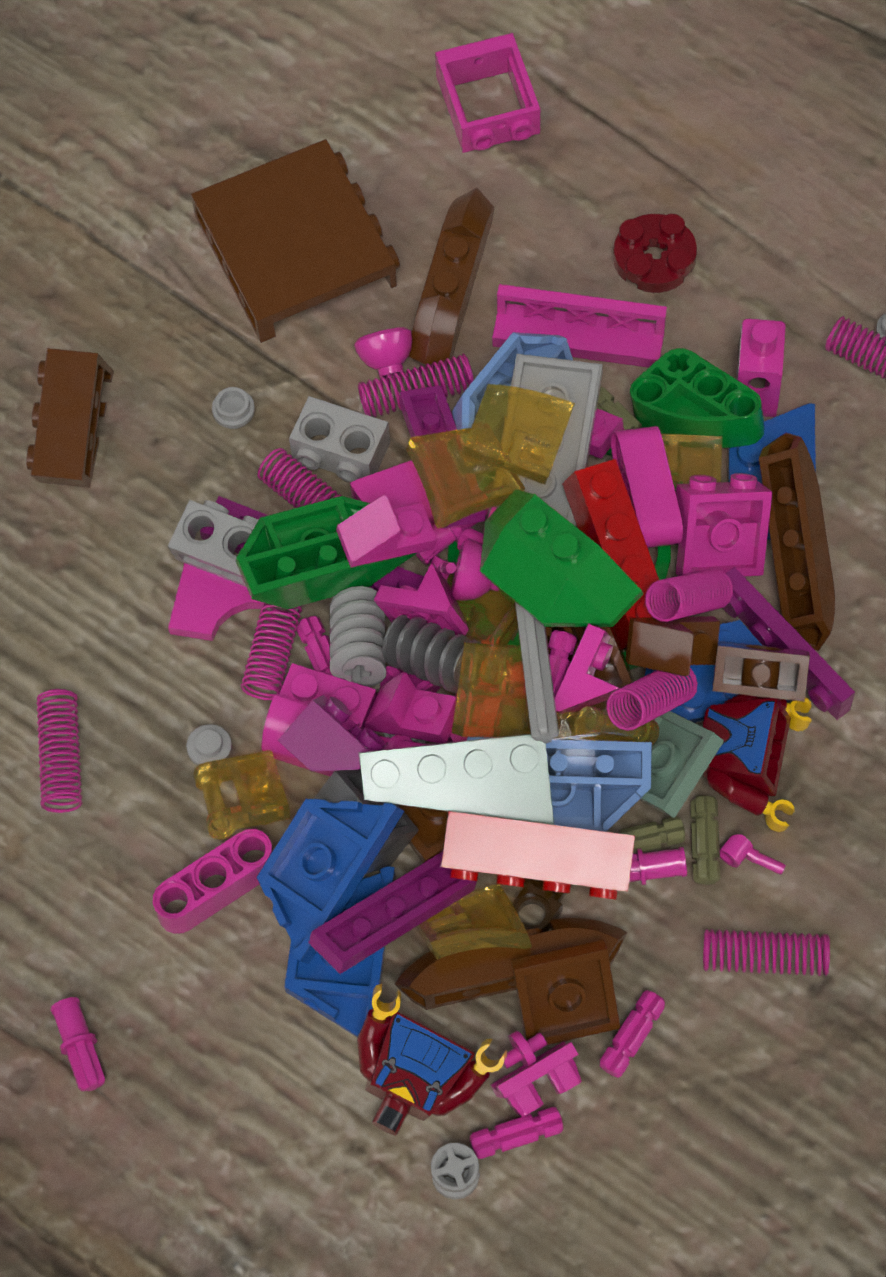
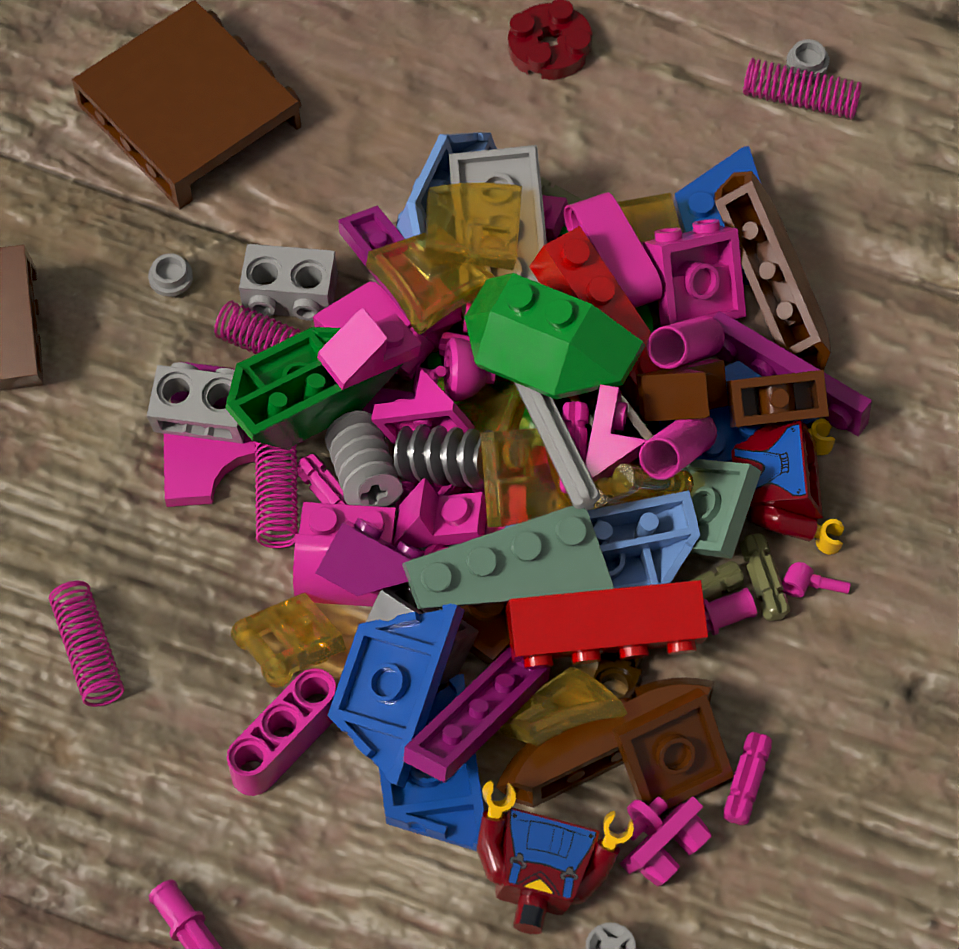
camera: 15 degrees left, 5 degrees down
(208, 744) = (238, 602): light grey plate -> none
(385, 350) = (310, 186): dark pink brick -> none
(451, 278) = (355, 107): reddish brown brick -> none
(466, 367) = (303, 228): dark pink piece -> none
(516, 1132) = (661, 901): dark pink axle -> none
(589, 336) = (536, 124): dark pink fence -> none
(696, 398) = (636, 164): green beam -> none
(752, 940) = (797, 676): dark pink piece -> none
(762, 356) = (684, 105): dark pink torso -> none

